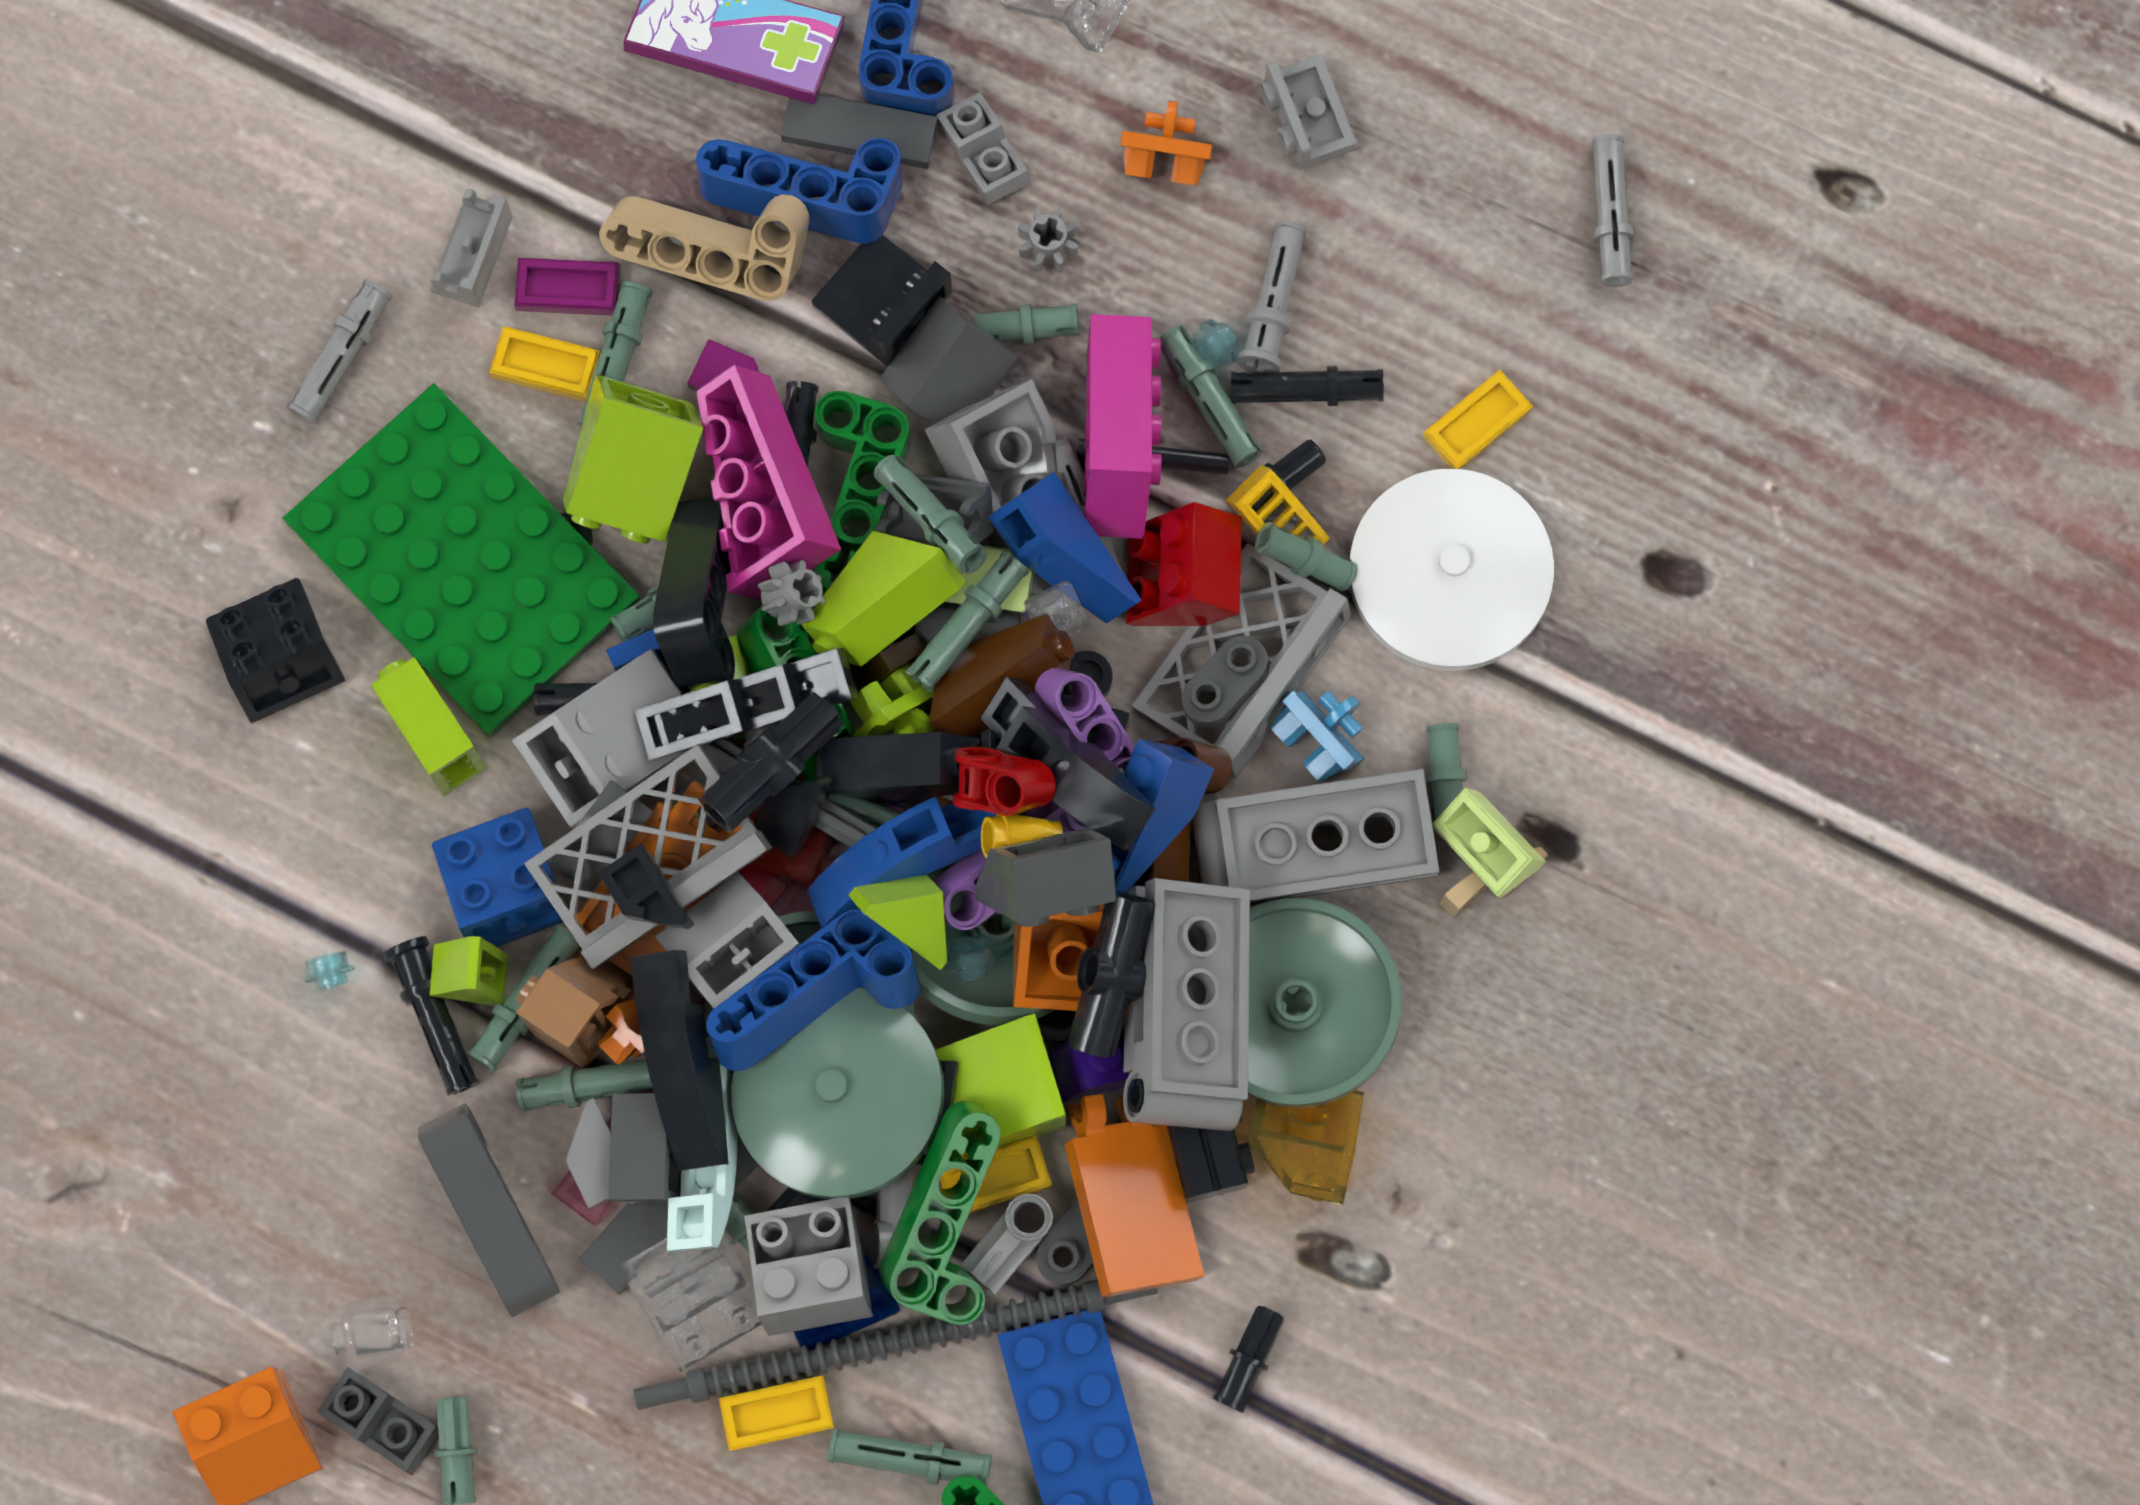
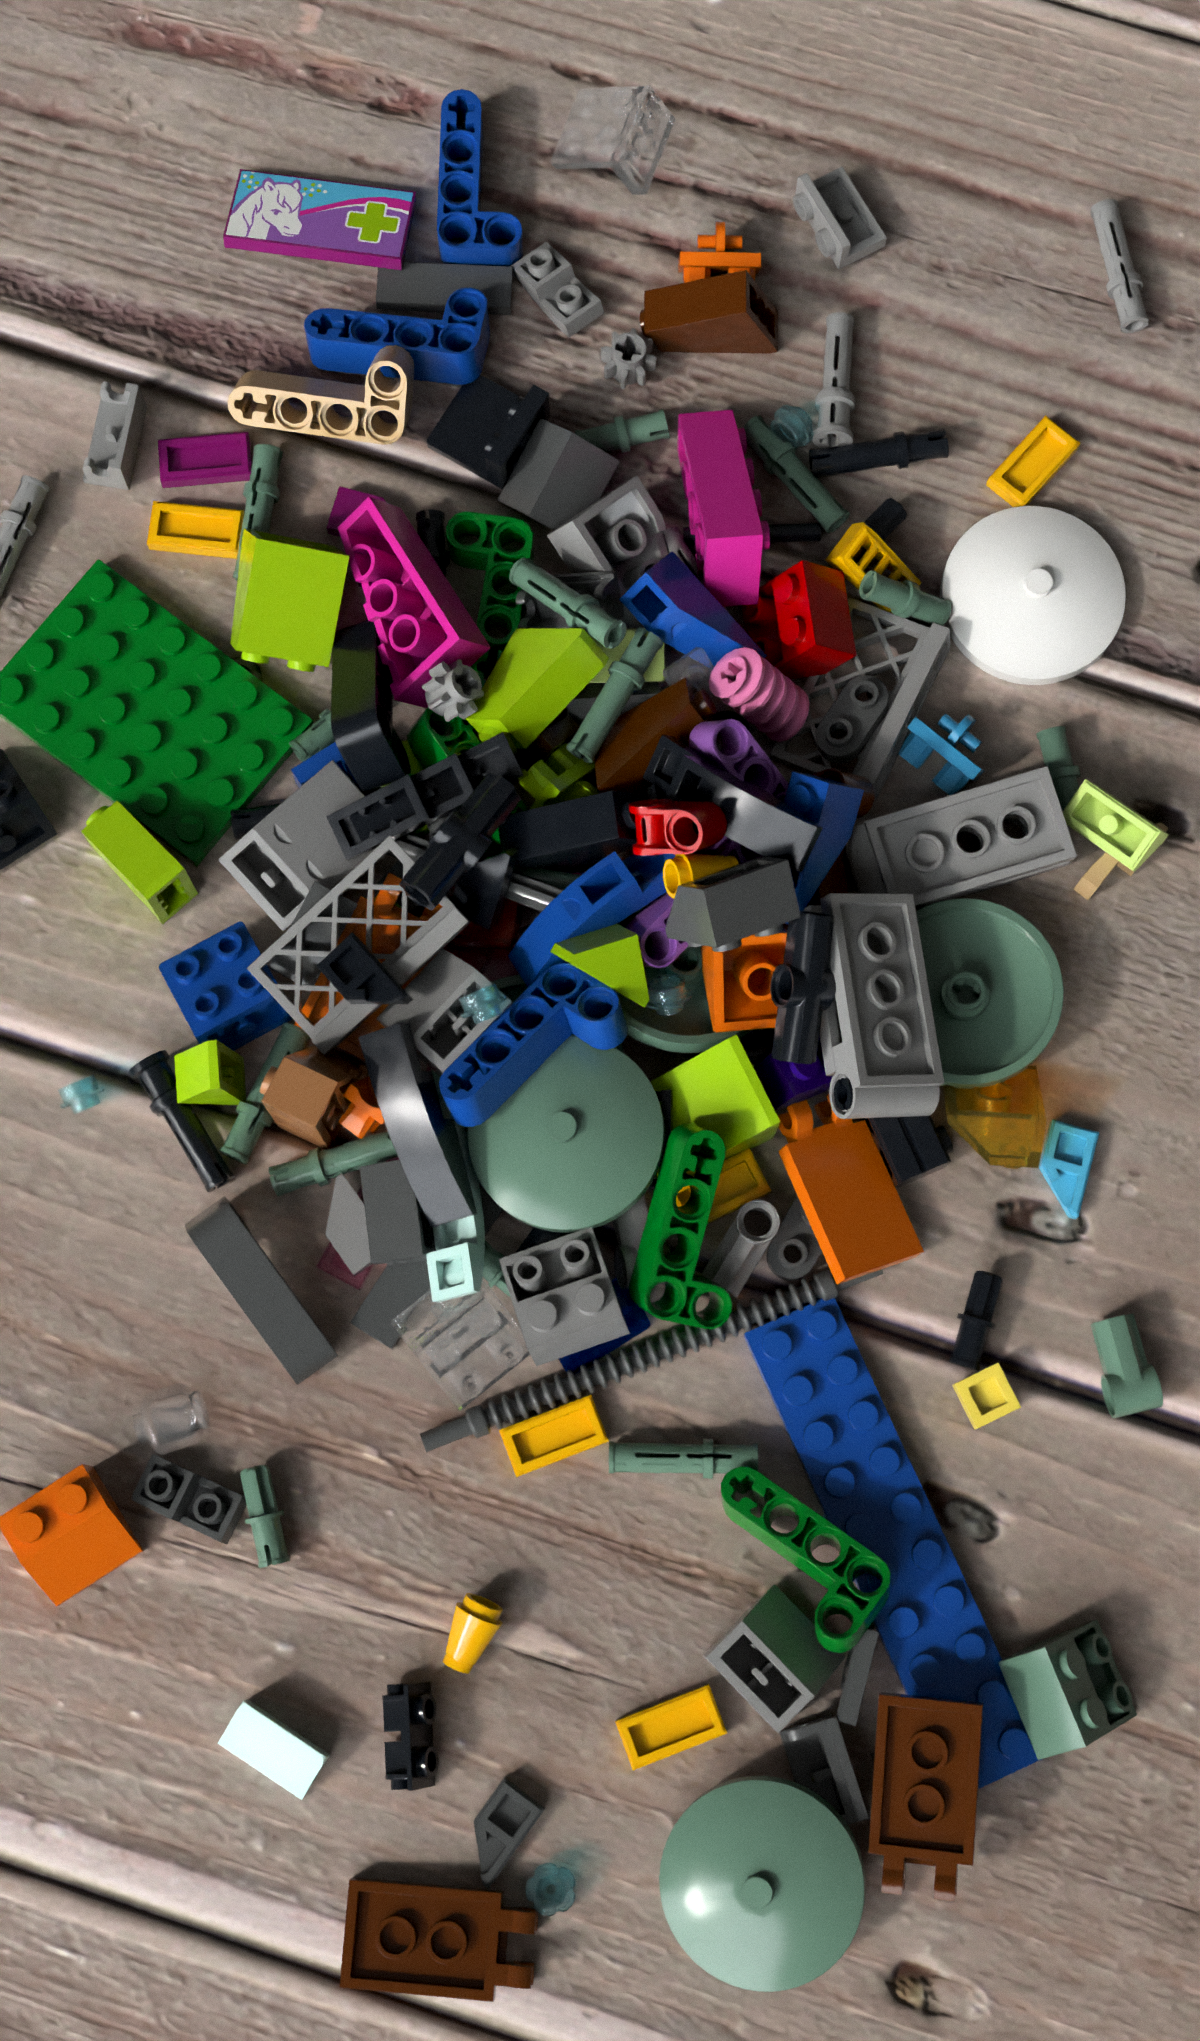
camera: 10 degrees left, 0 degrees up
(765, 942) = (482, 1003): none -> clear light blue plate
(1127, 640) = (760, 693): none -> bright pink piece
(1147, 207) = (711, 316): none -> reddish brown slope
(1245, 1441) = (986, 1396): none -> light yellow plate
(1379, 1203) = (1067, 1163): none -> medium azure tile
(1401, 1448) = (1128, 1380): none -> sand green piece

